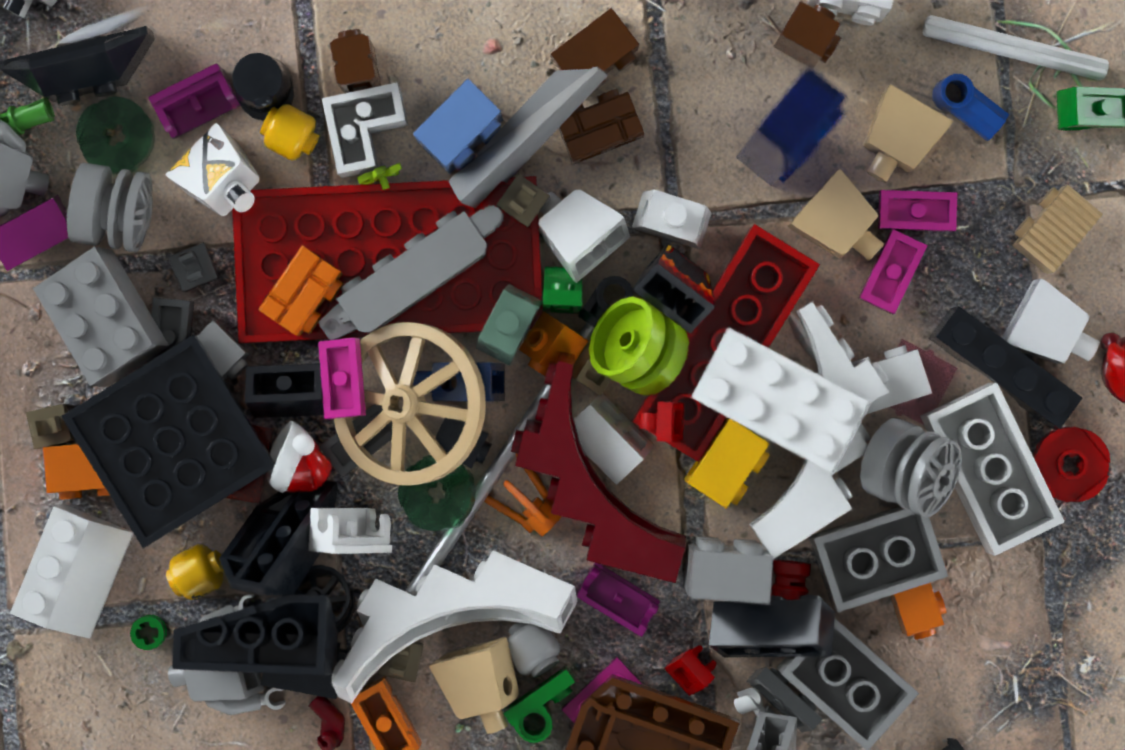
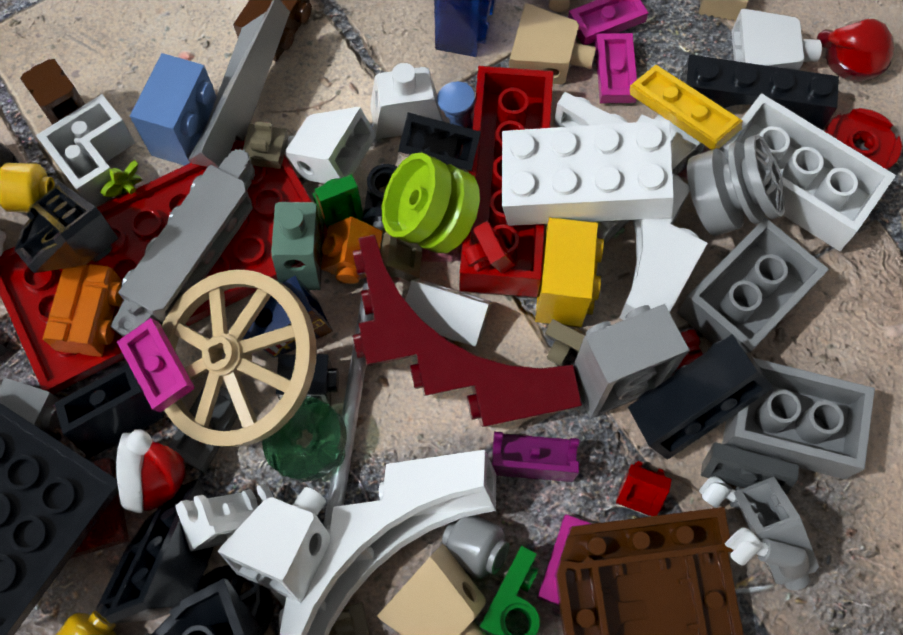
camera: 25 degrees left, 20 degrees down
(308, 213) = (63, 232): none -> black wedge
(380, 580) = (280, 544): none -> white torso
(537, 511) = (416, 408): orange plant -> none
(601, 126) = (306, 67): reddish brown brick -> none
(696, 515) = (565, 340): none -> dark tan tile
(716, 248) = (457, 103): none -> medium blue pin
(919, 611) = (815, 324): orange brick -> none
(920, 359) = (686, 107): none -> yellow tile

